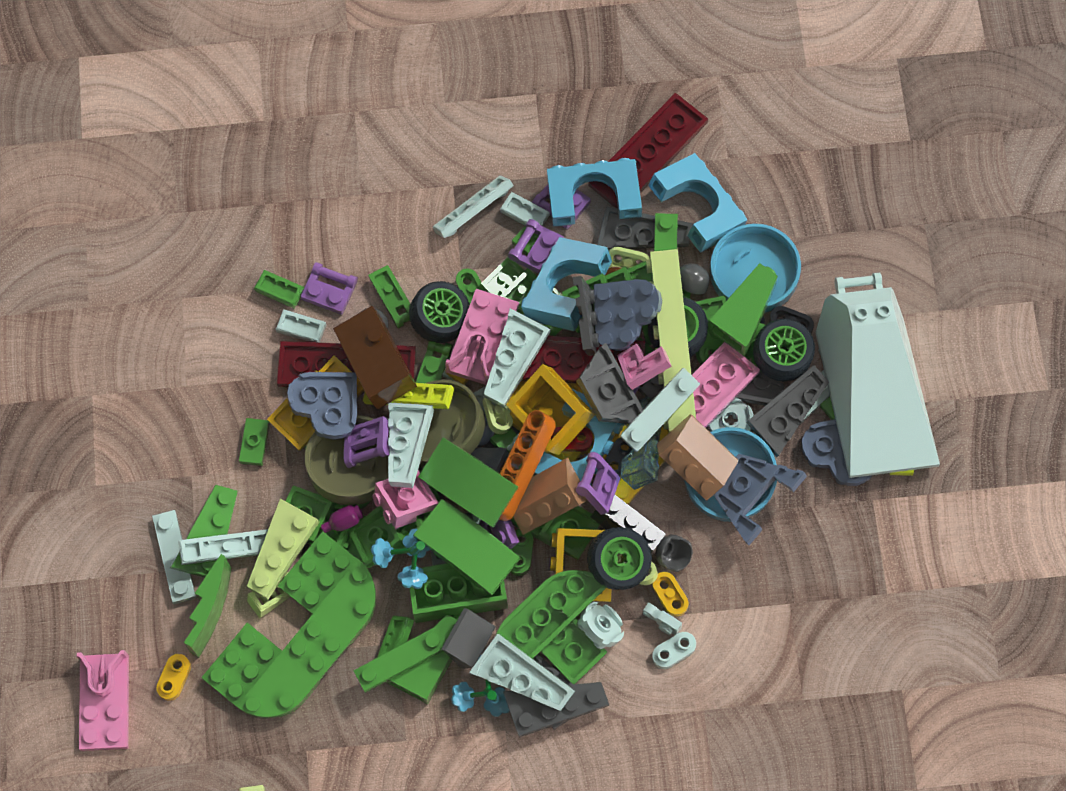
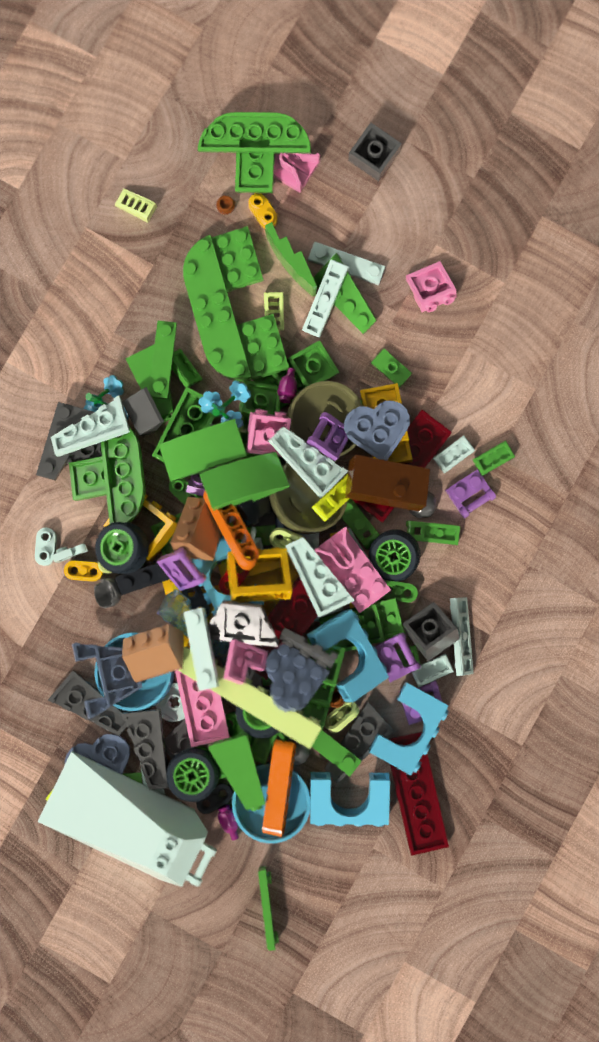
camera: 120 degrees right, 15 degrees up
(37, 602) = (374, 151): none -> dark grey brick
(107, 725) = (255, 141): none -> bright green plate
(144, 456) = (431, 287): none -> bright pink plate
(192, 719) = (225, 205): none -> dark orange plate
(281, 546) = (301, 338): yellowish green wing -> none
(488, 231) = (431, 631): none -> dark grey brick
(590, 624) = (91, 499): light aqua plate -> none
(735, 265) = (279, 787): none -> orange beam
(794, 510) = (75, 692): none -> dark grey wing
(802, 295) = (227, 821): none -> magenta plant
(872, 191) = (271, 935): none -> bright green plate

